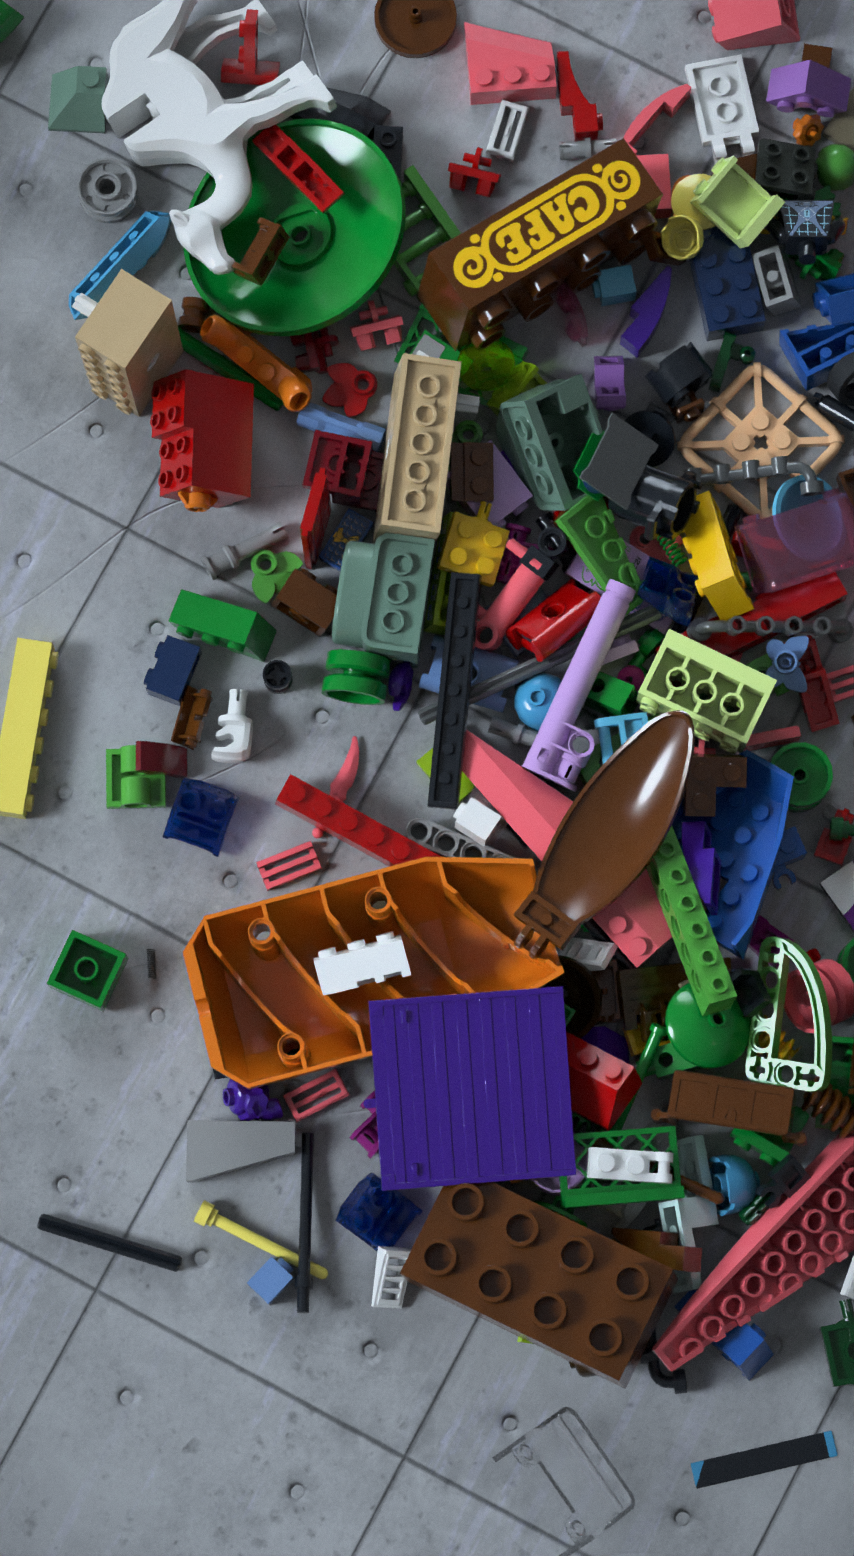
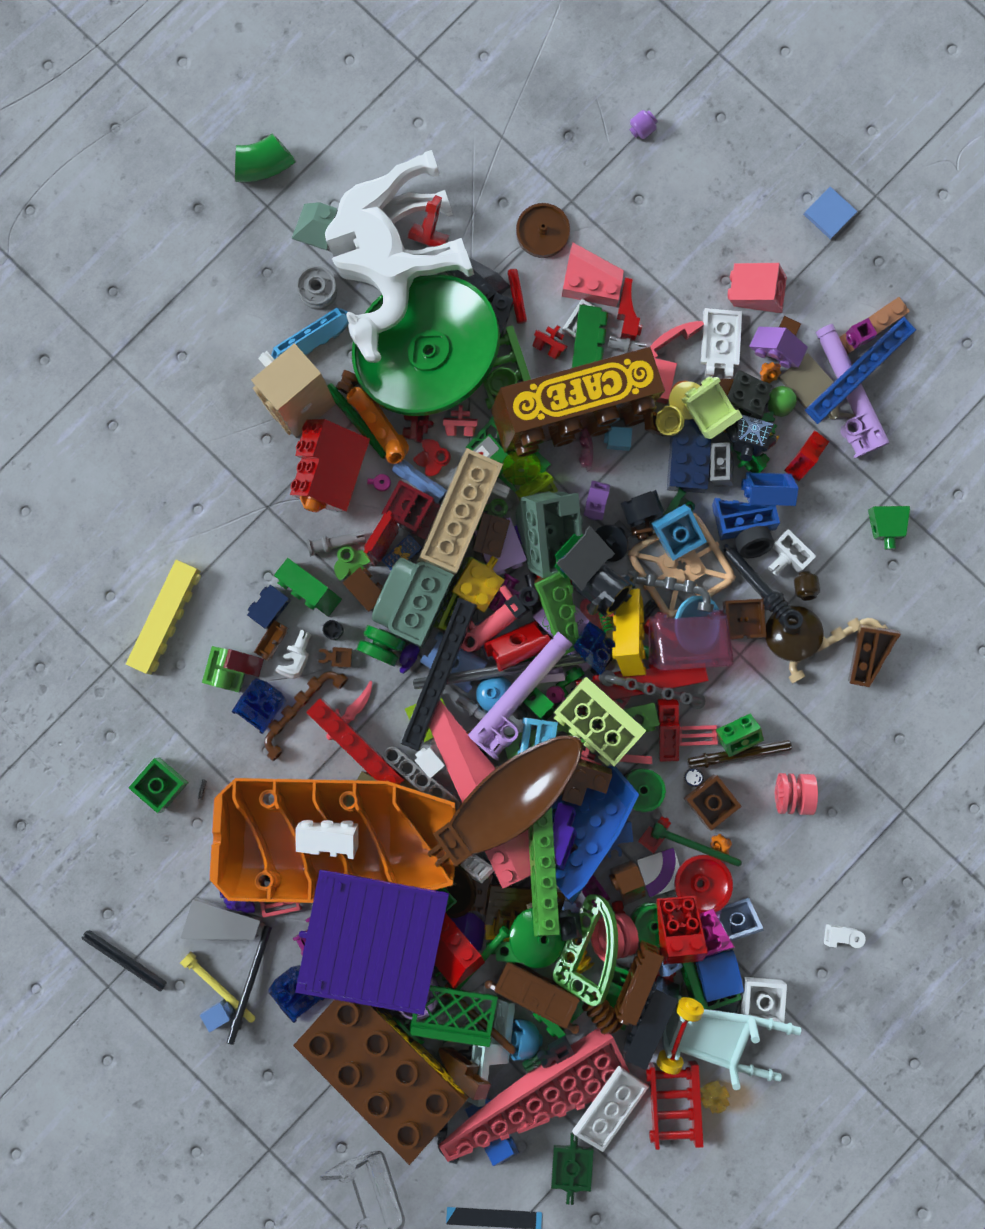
camera: 15 degrees right, 5 degrees up
(249, 814) = (290, 712): none -> reddish brown bar
(262, 252) = (399, 355): reddish brown hinge -> none
(279, 450) = (376, 482): none -> dark pink piece
(284, 855) = (289, 754): coral tile -> none
(298, 167) = (438, 307): red slope -> none
(299, 712) = (340, 657): none -> reddish brown plate
(383, 1256) = (293, 1021): white slope -> none
(404, 119) = (517, 296): none -> red axle
(416, 247) = (500, 378): none -> bright green hair
(528, 148) = (589, 335): none -> green windscreen
(628, 1165) = (459, 1017): white plate -> none
(647, 314) = (633, 462): dark purple slope -> none
(742, 393) = (678, 532): none -> dark azure brick
(786, 662) = (656, 715): medium blue animal -> none
(817, 914) = (628, 881): none -> reddish brown wedge

